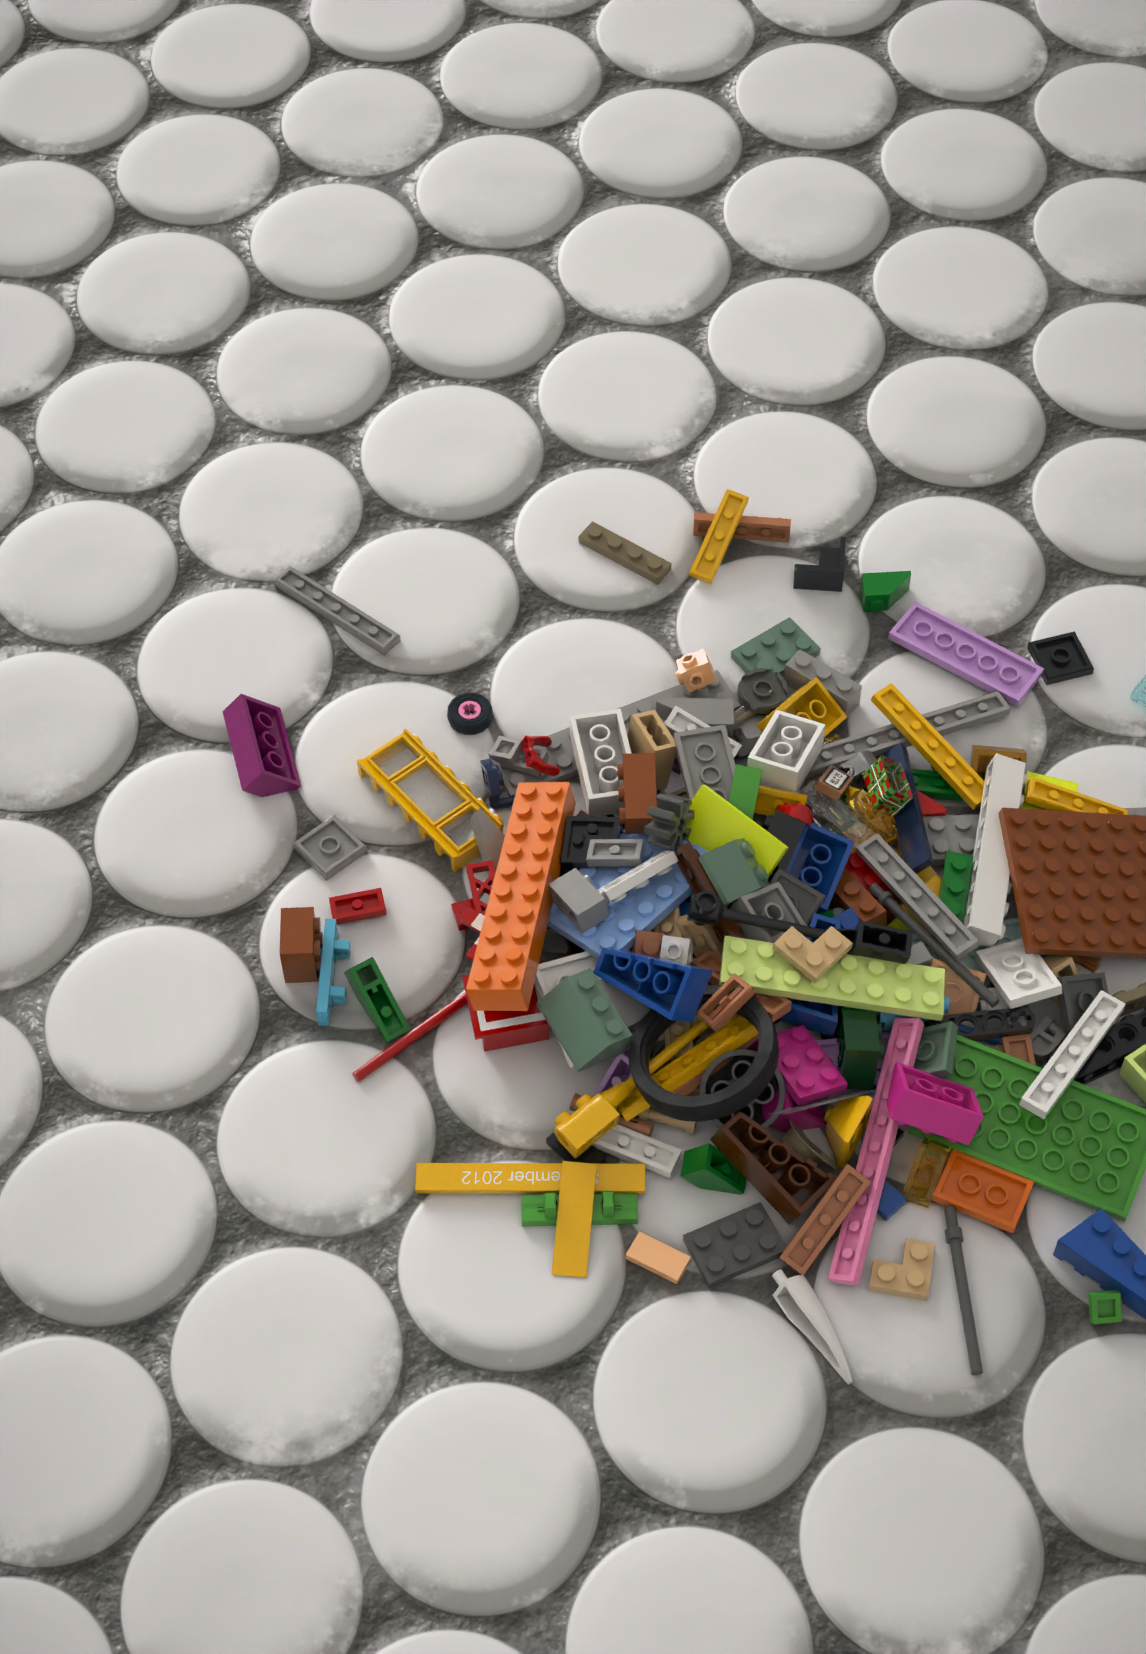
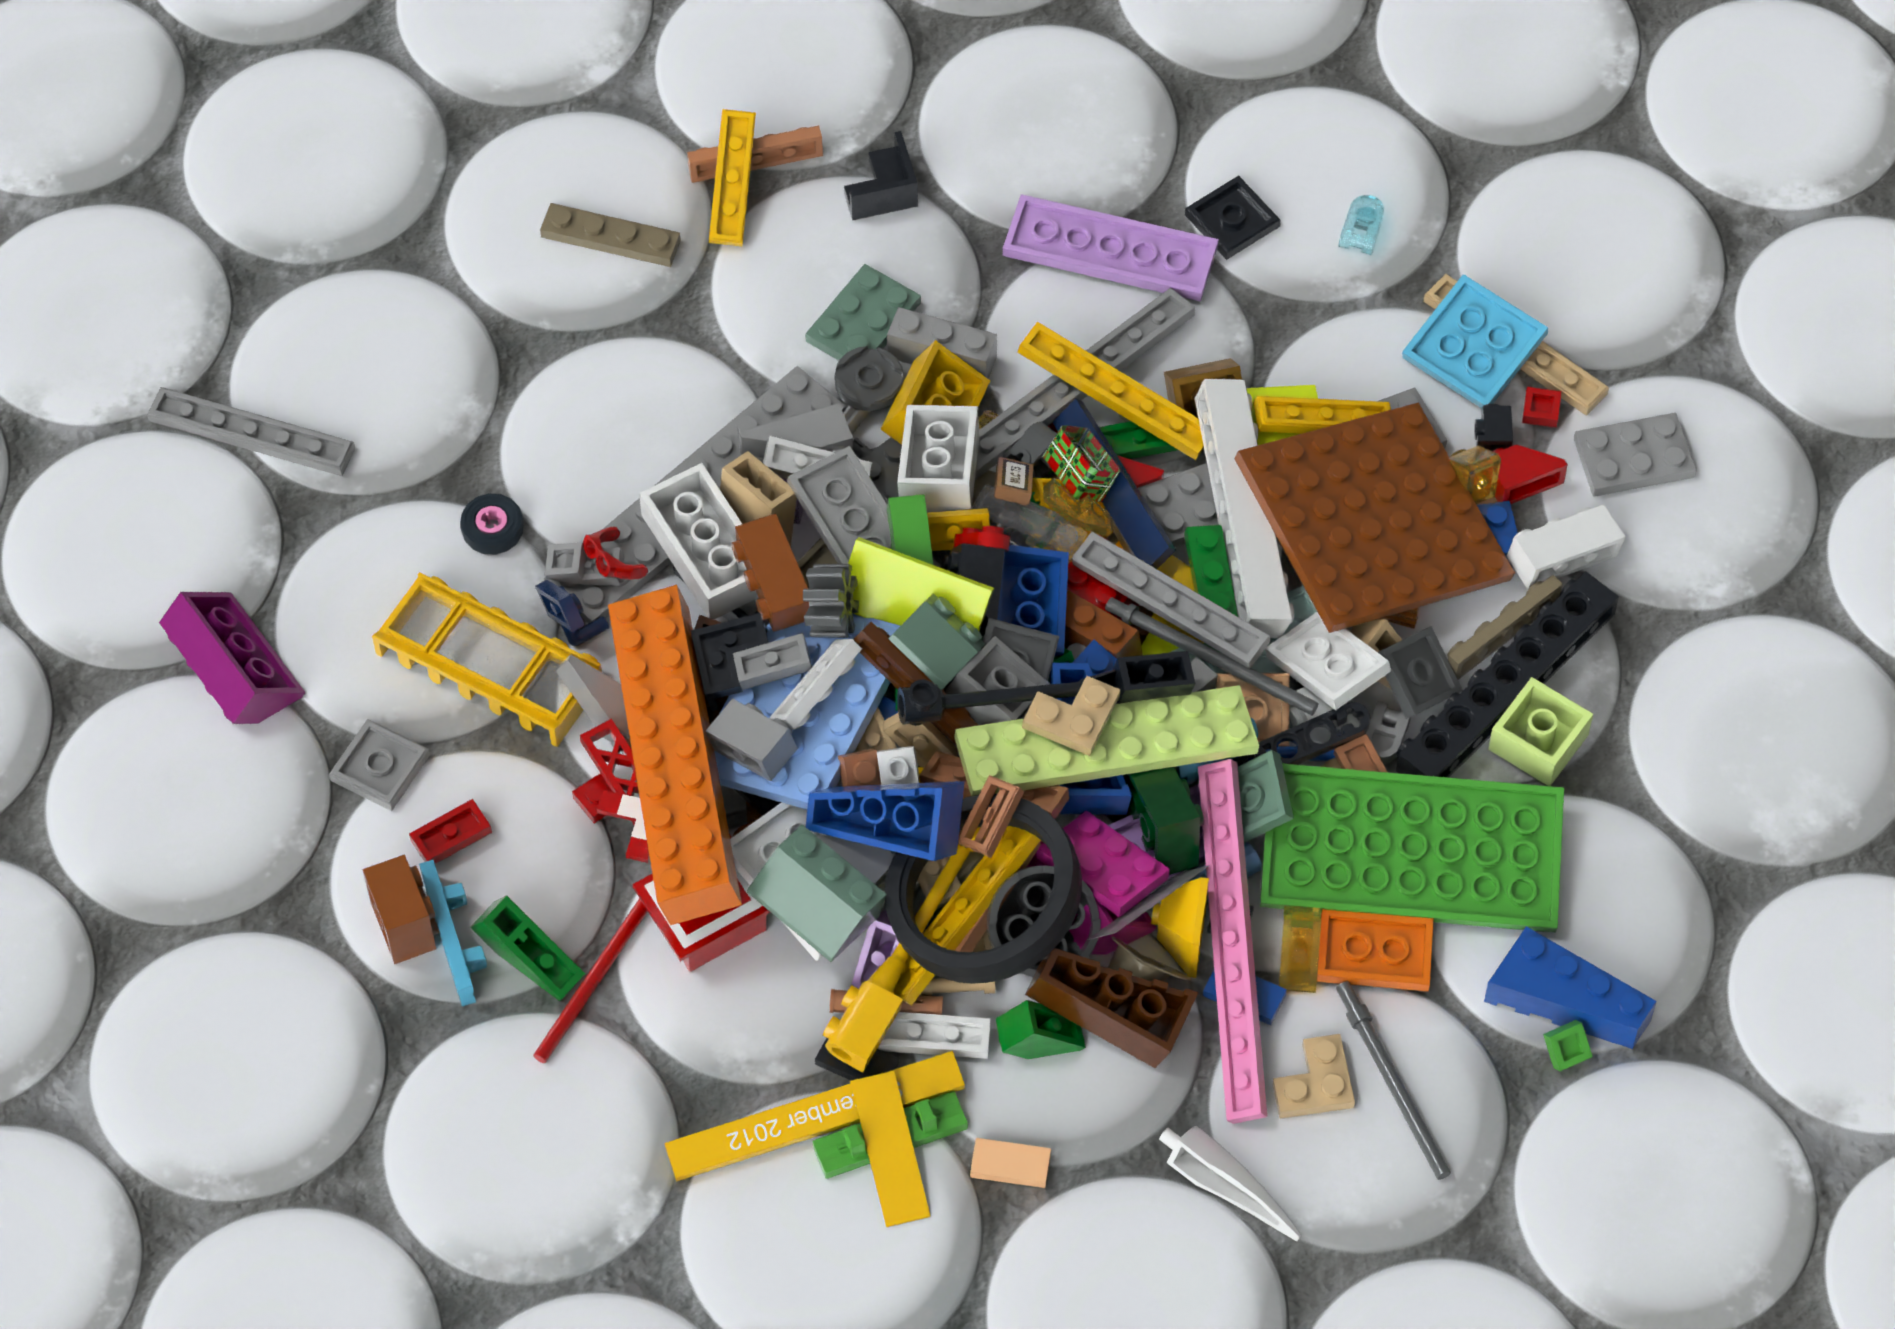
camera: 20 degrees left, 5 degrees up
(695, 671) = (774, 378): light nougat brick -> none
(734, 1244) = (1098, 1115): dark grey plate -> none
(824, 1219) = (1199, 1049): nougat plate -> none
(883, 589) = (972, 189): green slope -> none
(933, 1104) = (1284, 862): dark pink slope -> none
(1072, 1054) = (1429, 744): white plate -> none

